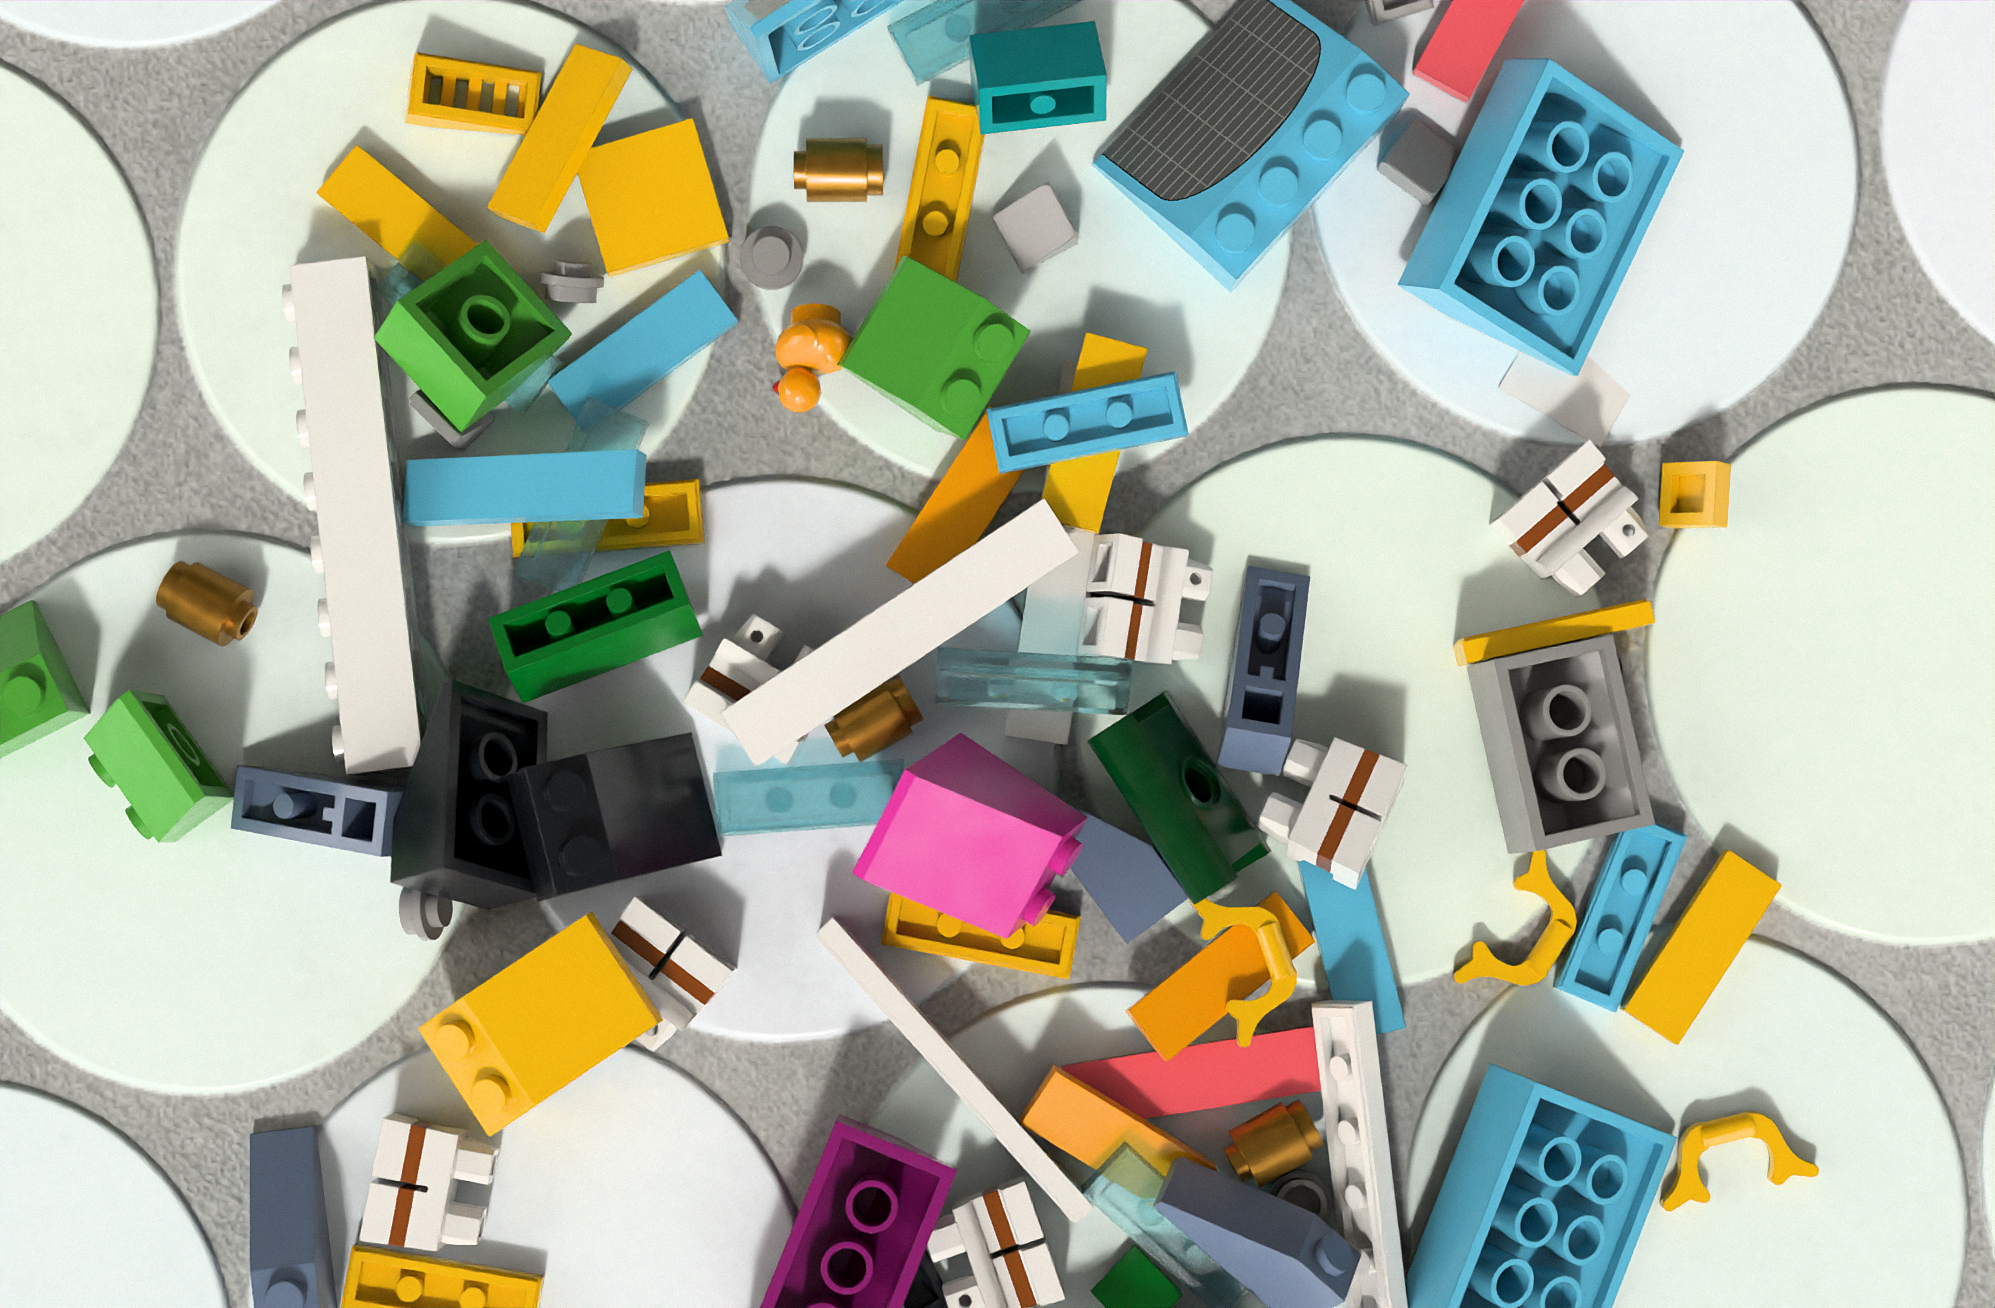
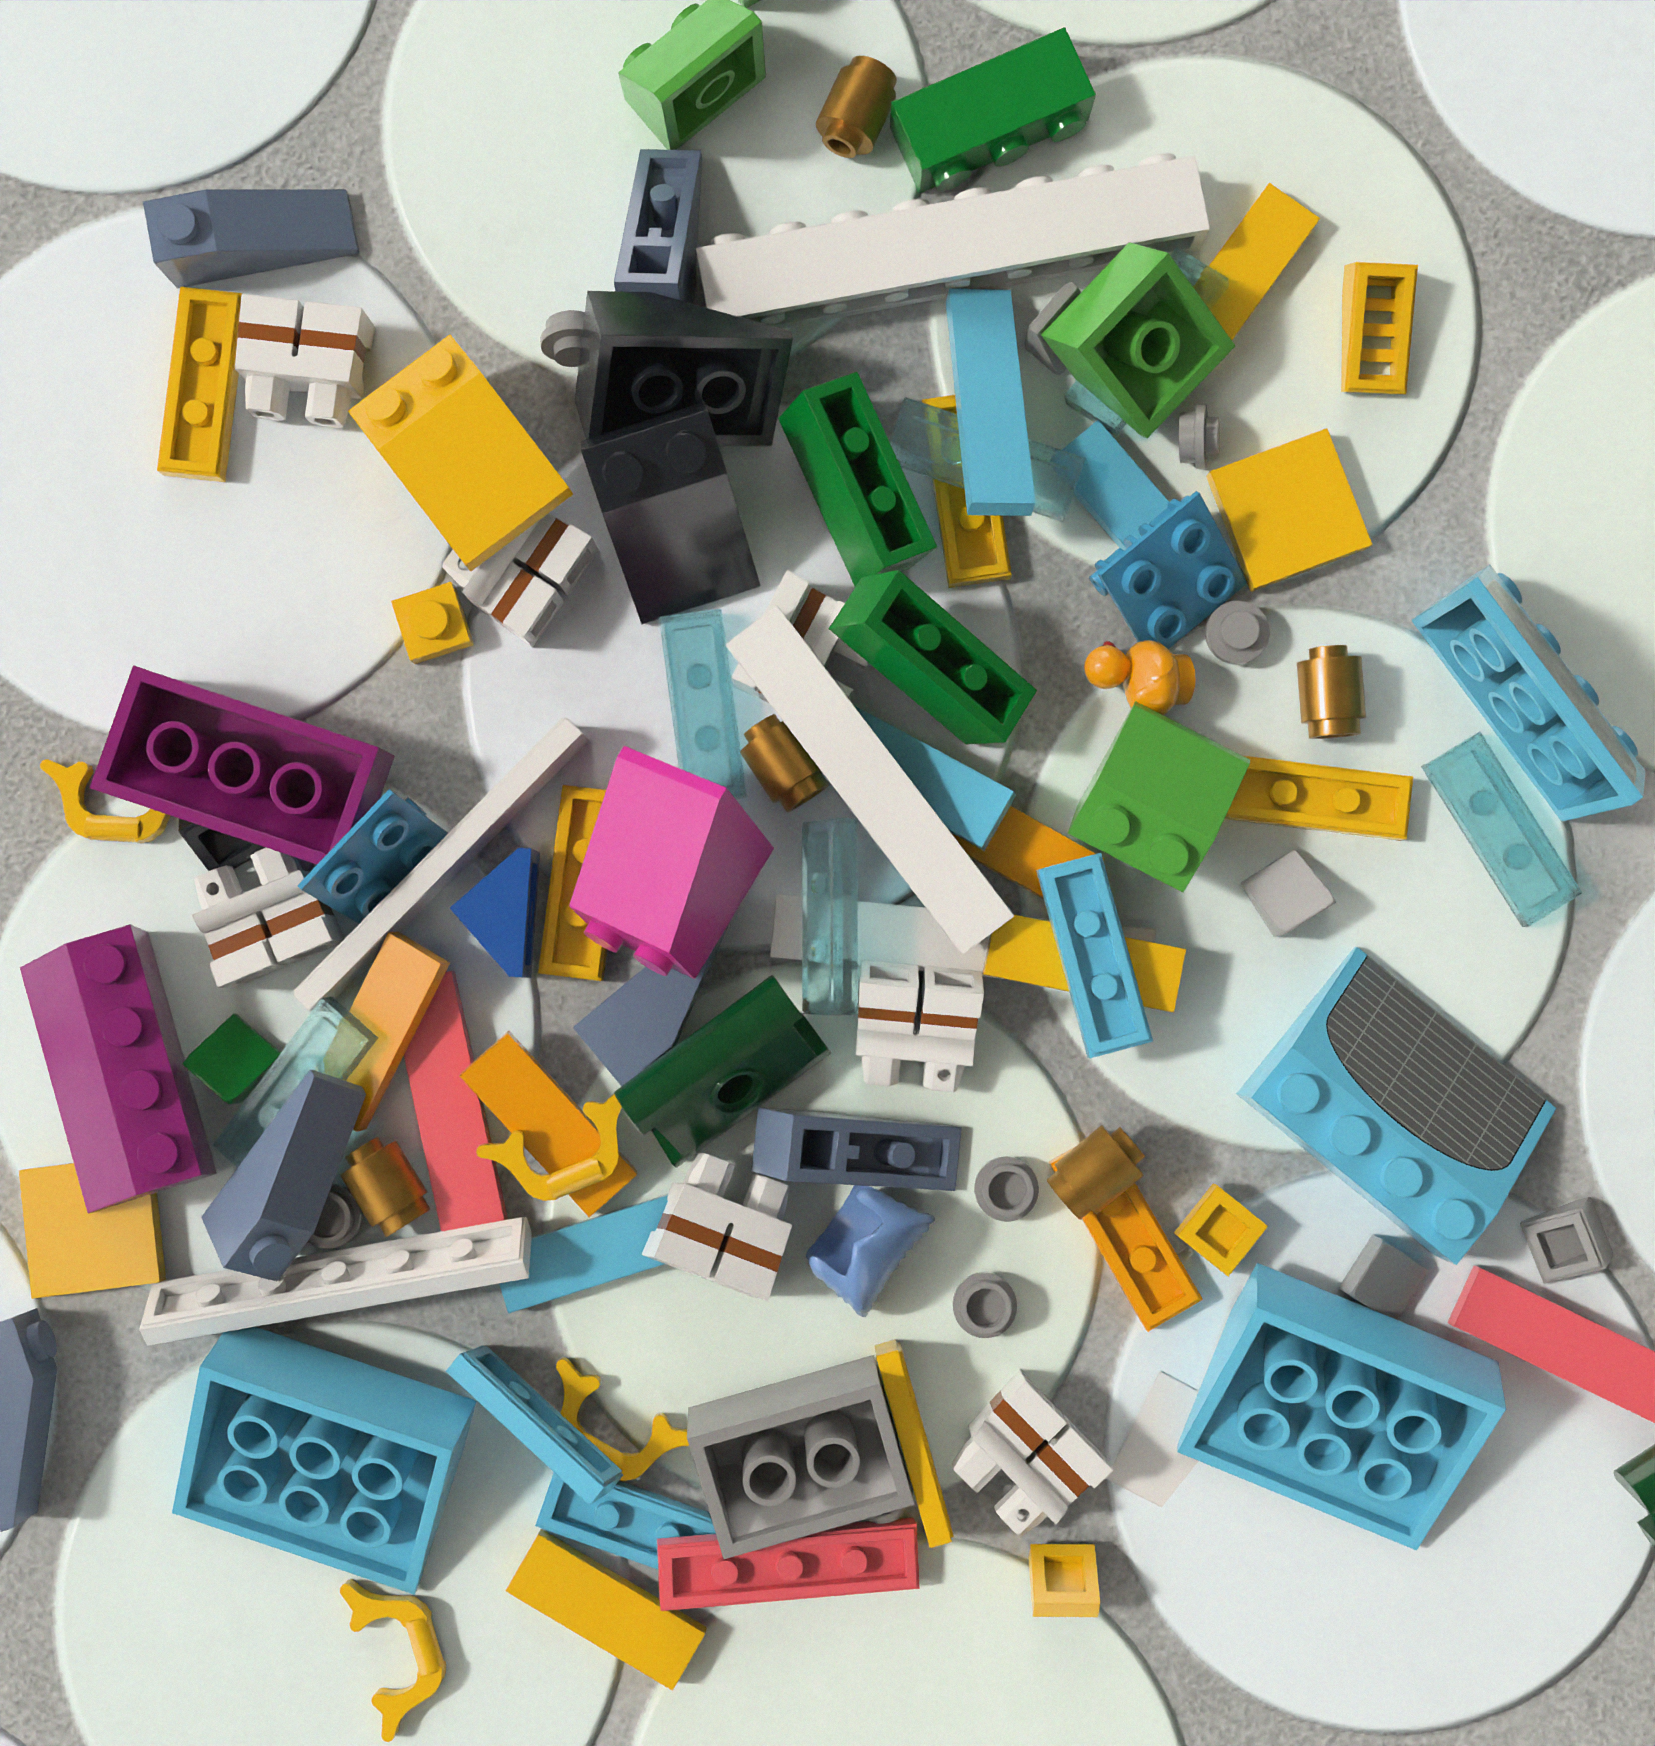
camera: 90 degrees right, 0 degrees up
(224, 465) = (992, 112): none -> green brick
(560, 138) = (1342, 414): yellow tile -> none
(706, 1068) = (432, 623): none -> yellow plate
(710, 319) = (1170, 573): none -> dark azure hinge
(783, 561) = (933, 658): none -> green brick
(919, 545) = (958, 794): none -> medium azure tile
(946, 1132) = (373, 857): none -> dark azure hinge
(1006, 1010) = (503, 911): none -> blue slope
(1038, 77) = (1441, 884): teal brick -> none
(1299, 434) = (1097, 1171): none -> pearl gold brick
(1311, 525) = (1006, 1189): none -> light grey plate
(1358, 411) = (1141, 1257): none -> light orange tile
(1358, 667) = (865, 1245): none -> medium blue hair
(1363, 318) = (1220, 1229): none -> yellow plate
(1424, 554) = (984, 1305): none -> light grey plate
(1514, 1003) = (535, 1423): none -> medium azure tile
(1667, 736) = (824, 1564): none -> coral tile

